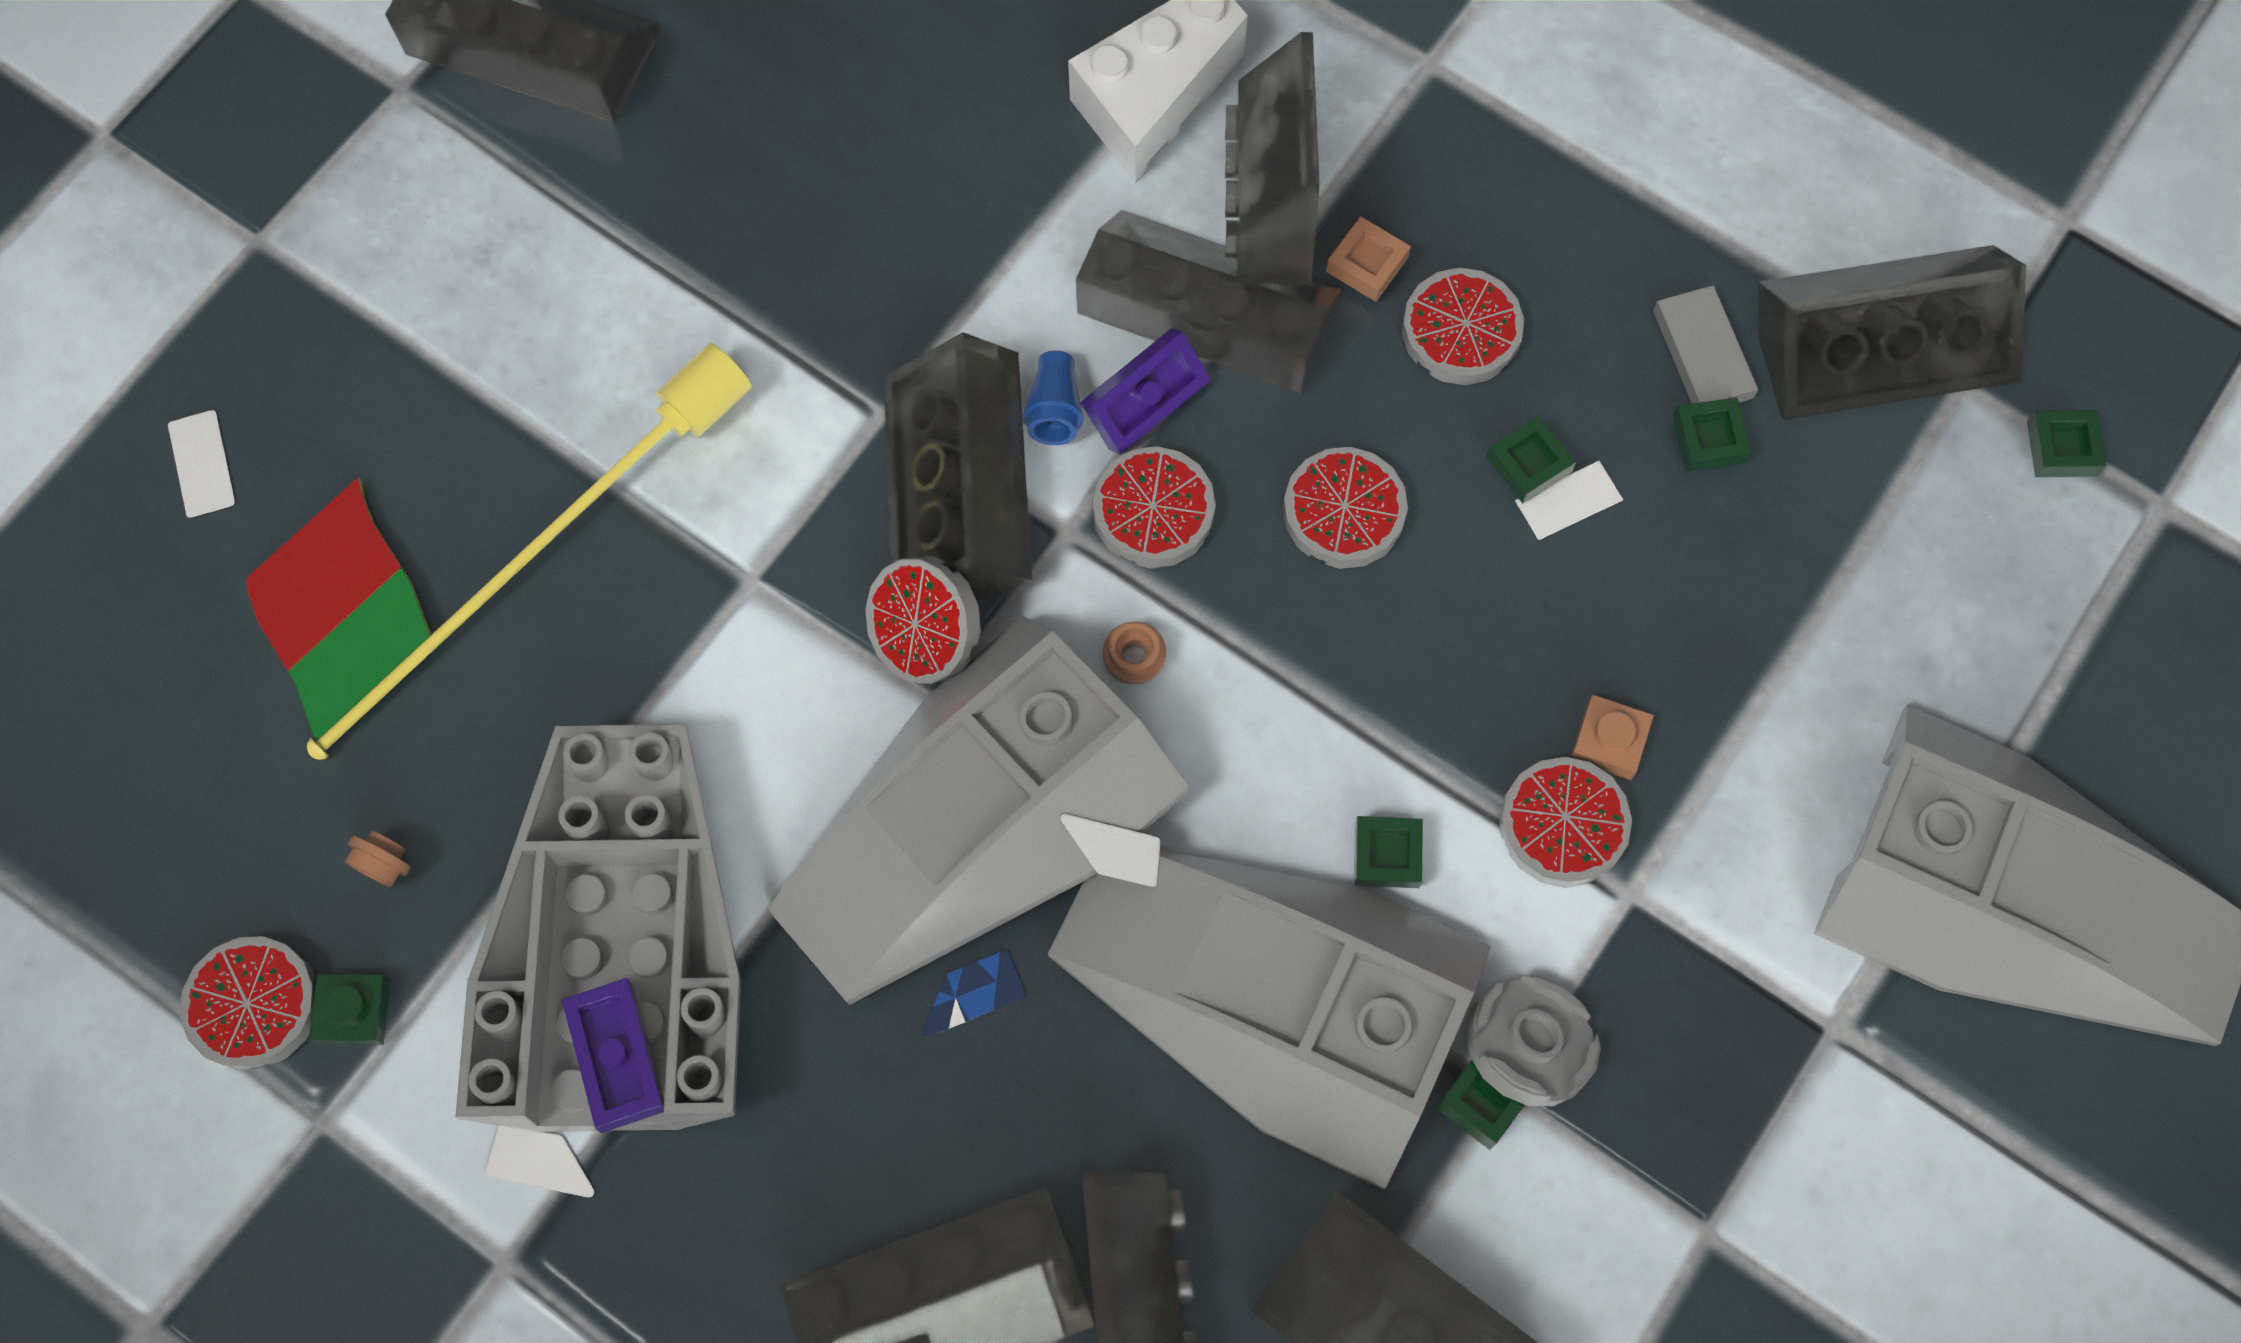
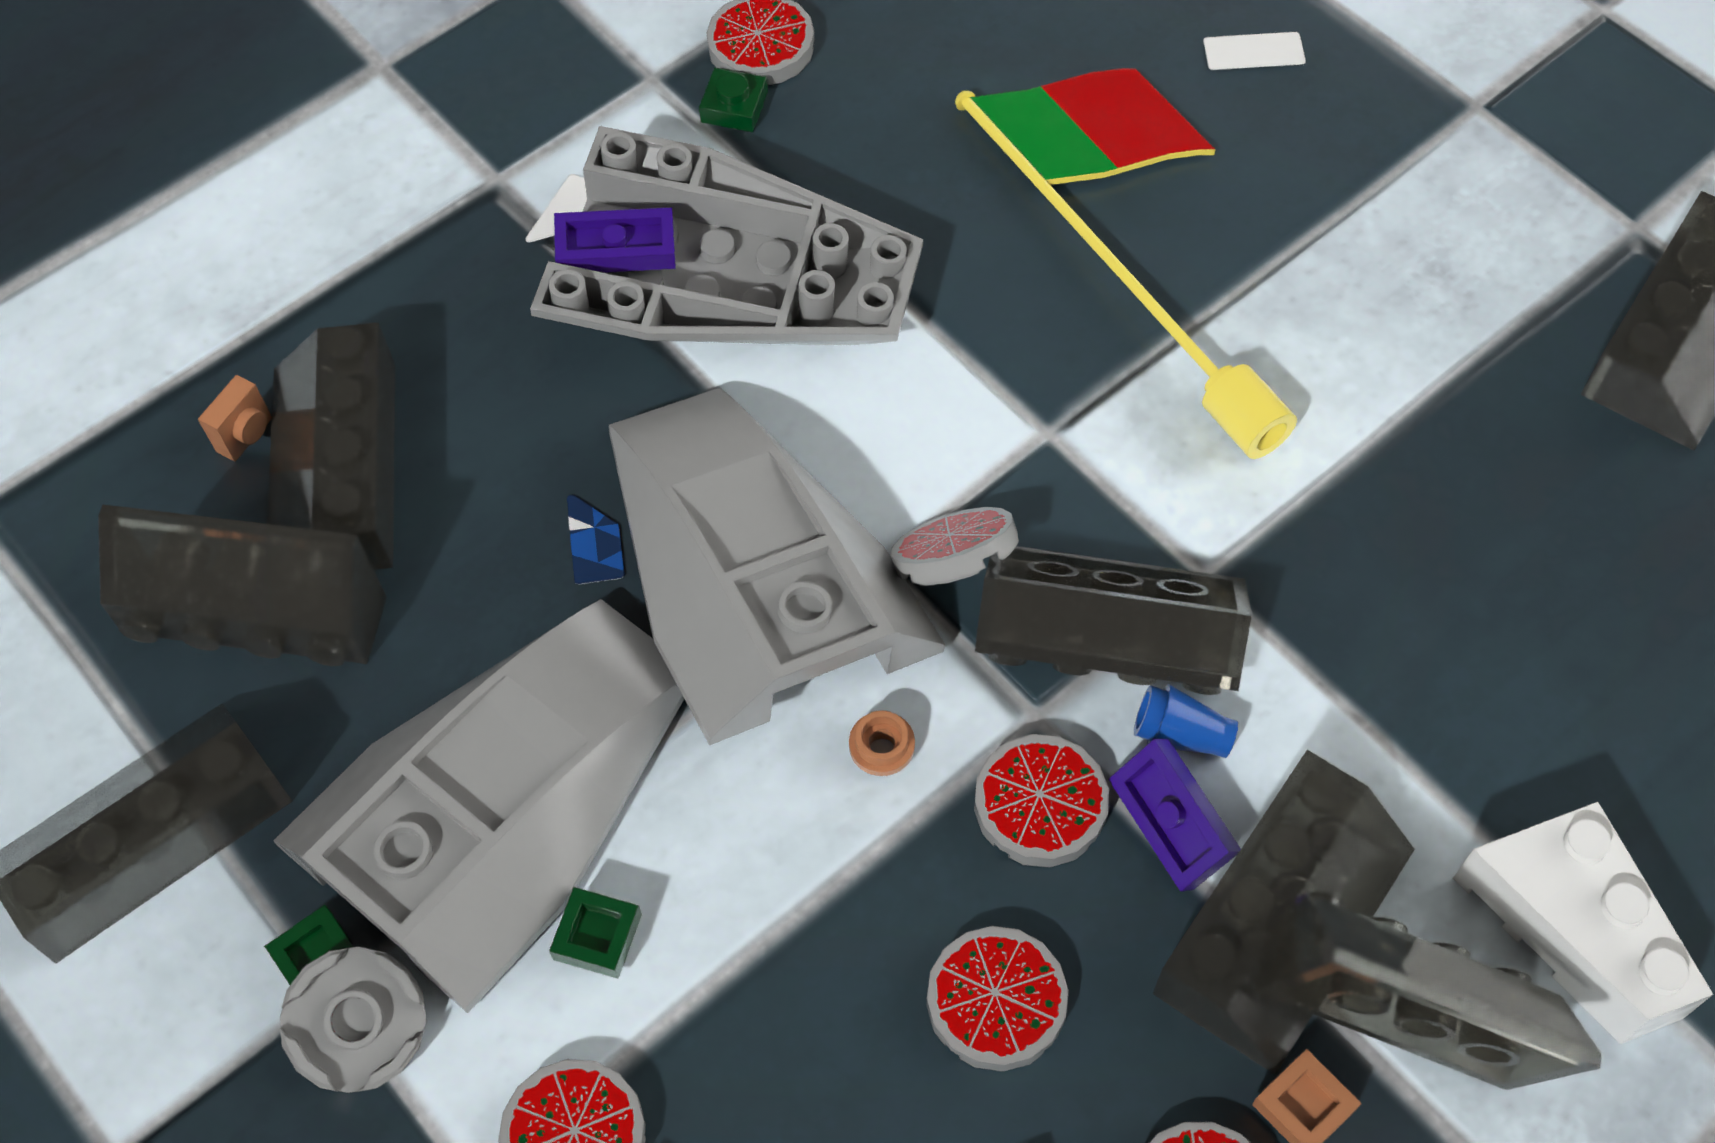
camera: 105 degrees right, 10 degrees down
(377, 858) = (849, 121): nougat plate -> none
(1116, 850) = (661, 653): white sticker -> none

